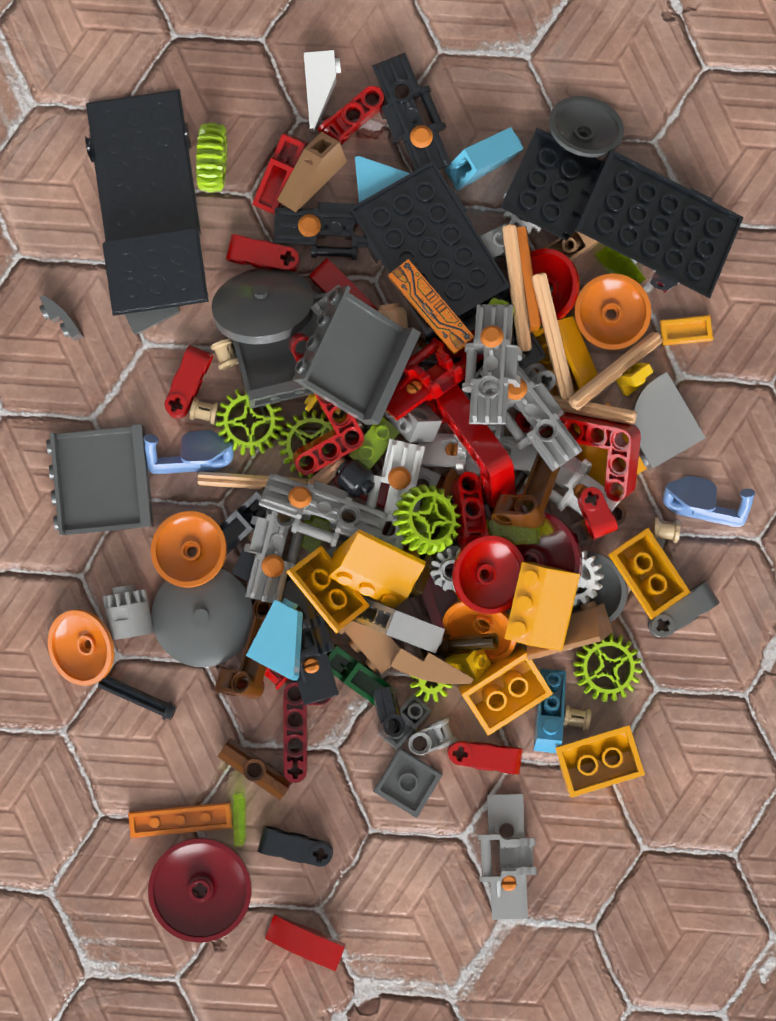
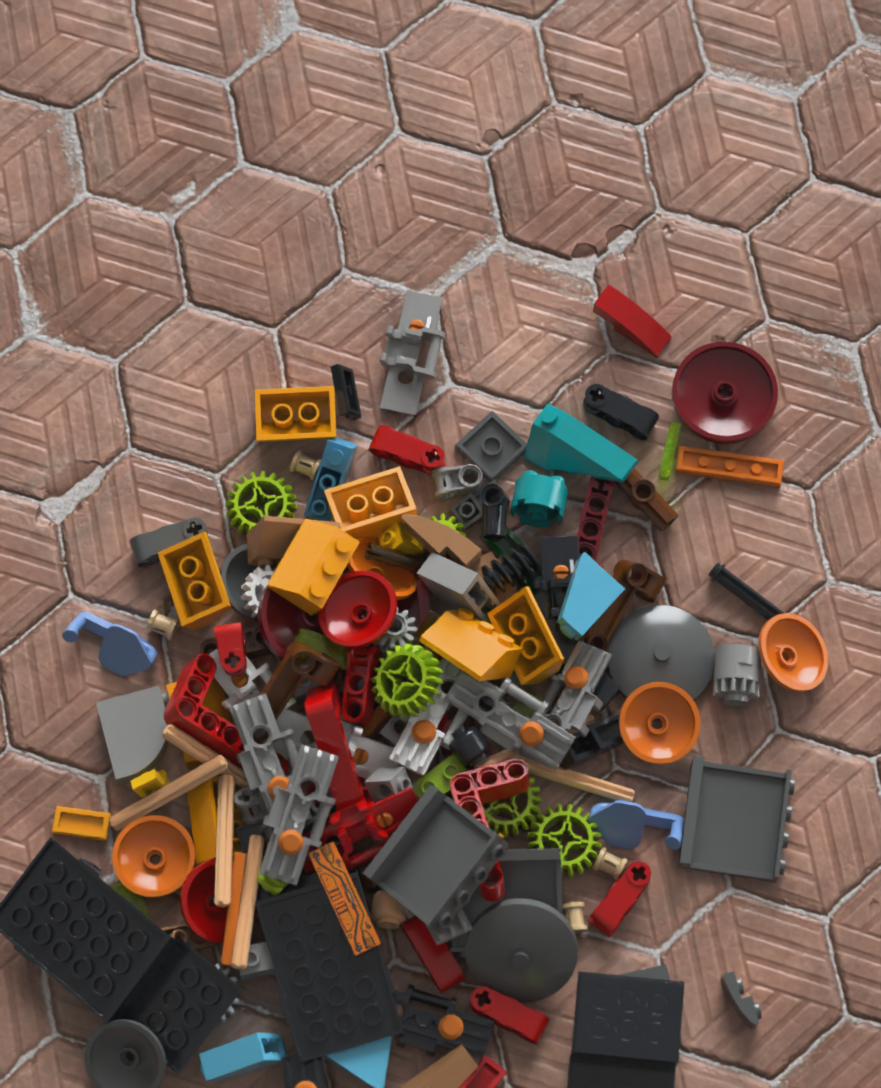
camera: 165 degrees left, 15 degrees down
(334, 796) = (568, 445): none -> teal wedge
(349, 737) = (539, 499): none -> teal brick
(359, 656) = (510, 568): none -> black piece
(558, 800) = (346, 392): none -> black tile

